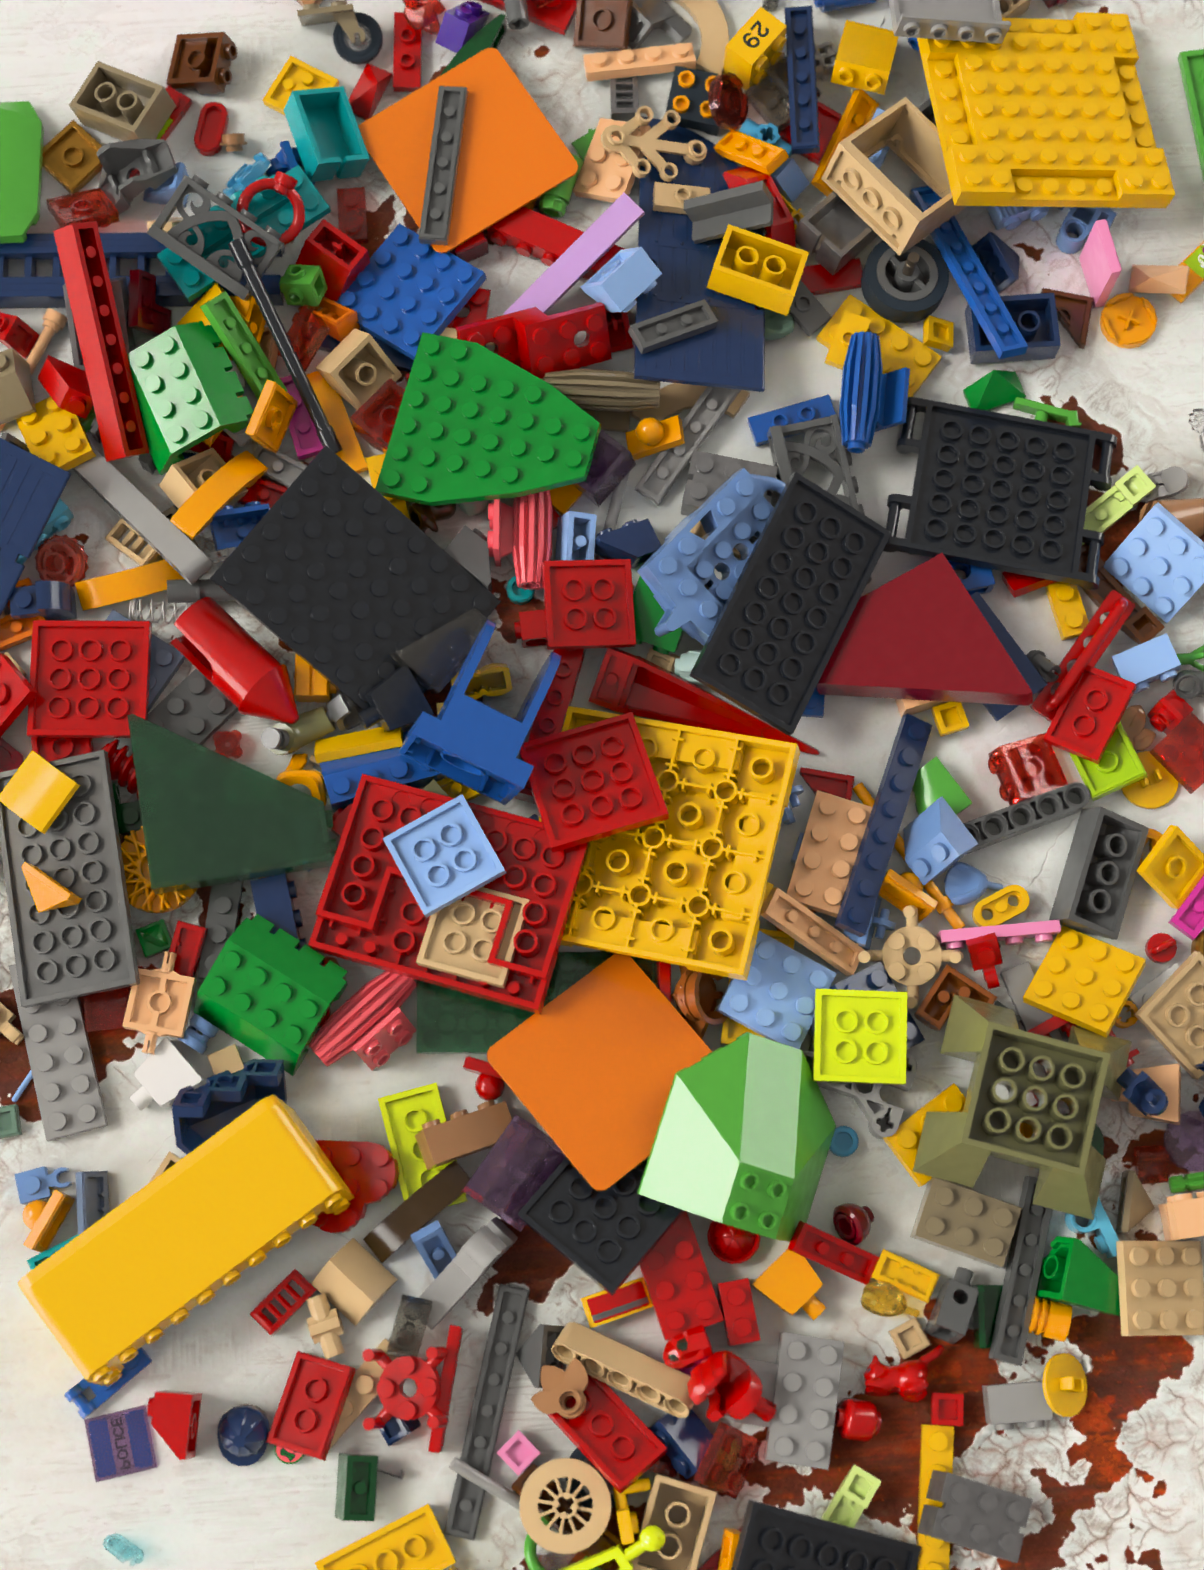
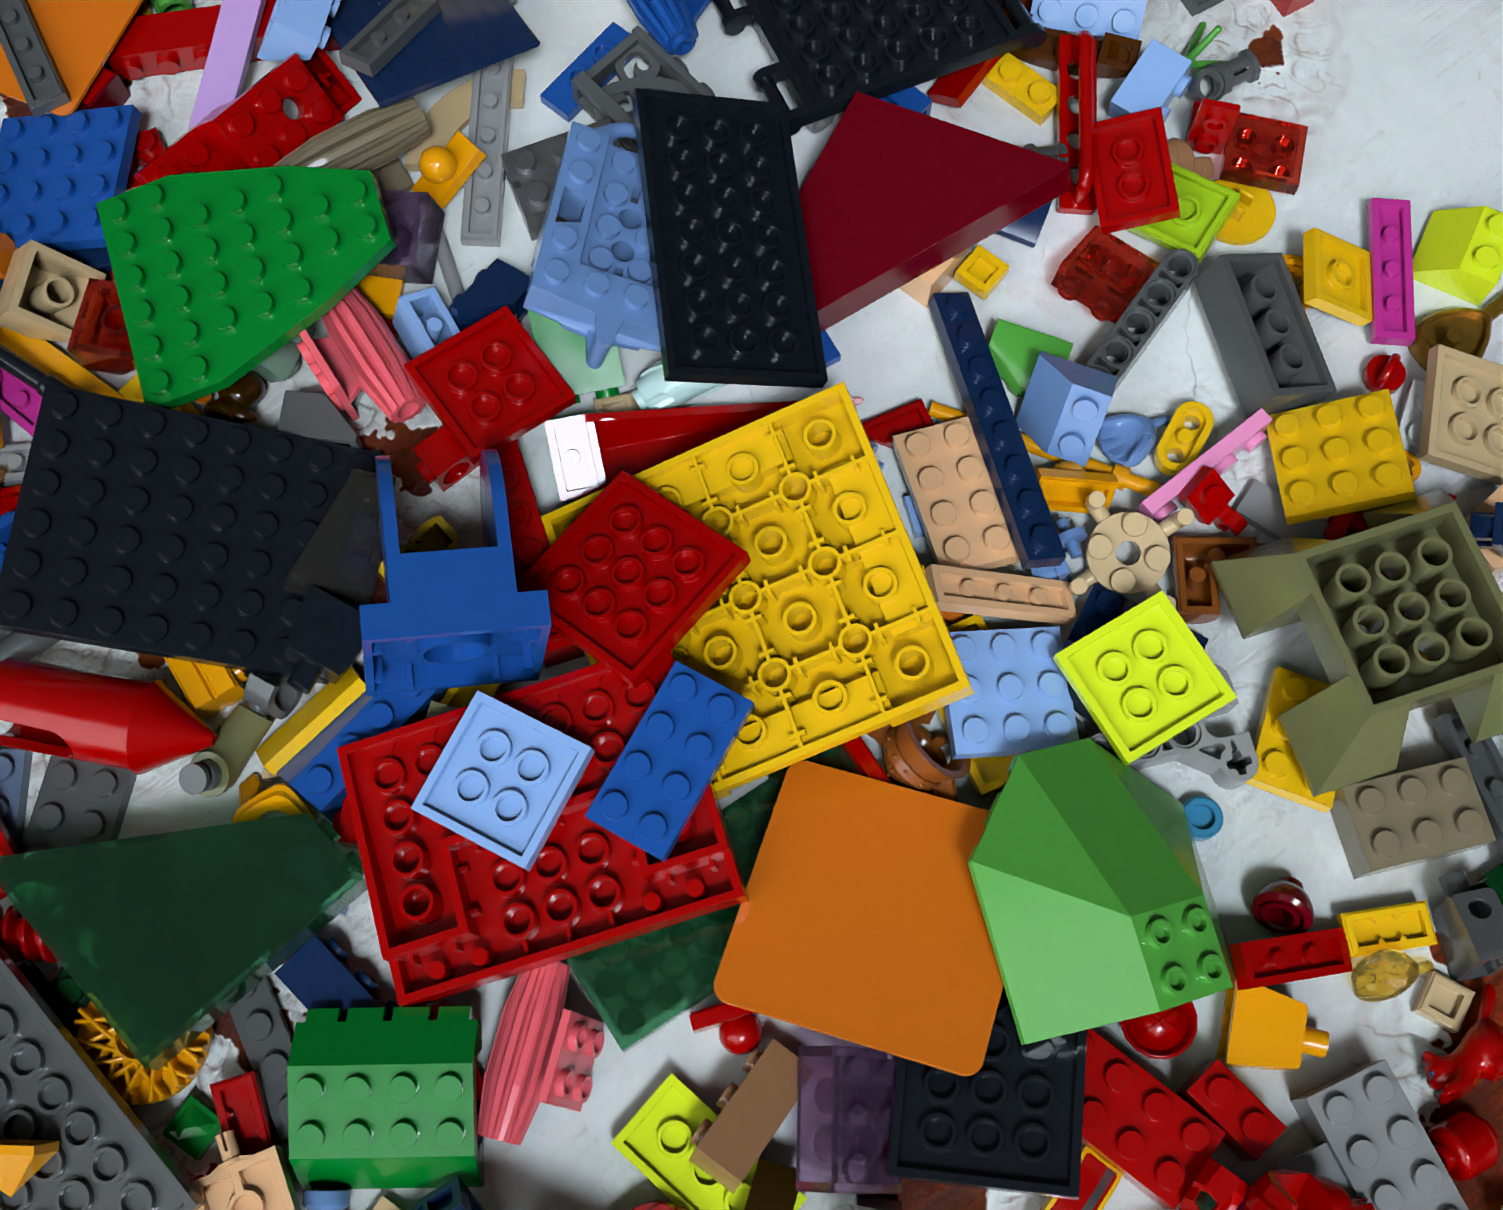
camera: 30 degrees left, 5 degrees down
(233, 738) = (148, 811): clear red plate -> none
(463, 936) = (594, 875): tan plate -> none
(518, 595) = (399, 434): teal tile -> none
(545, 906) = (670, 761): none -> blue plate

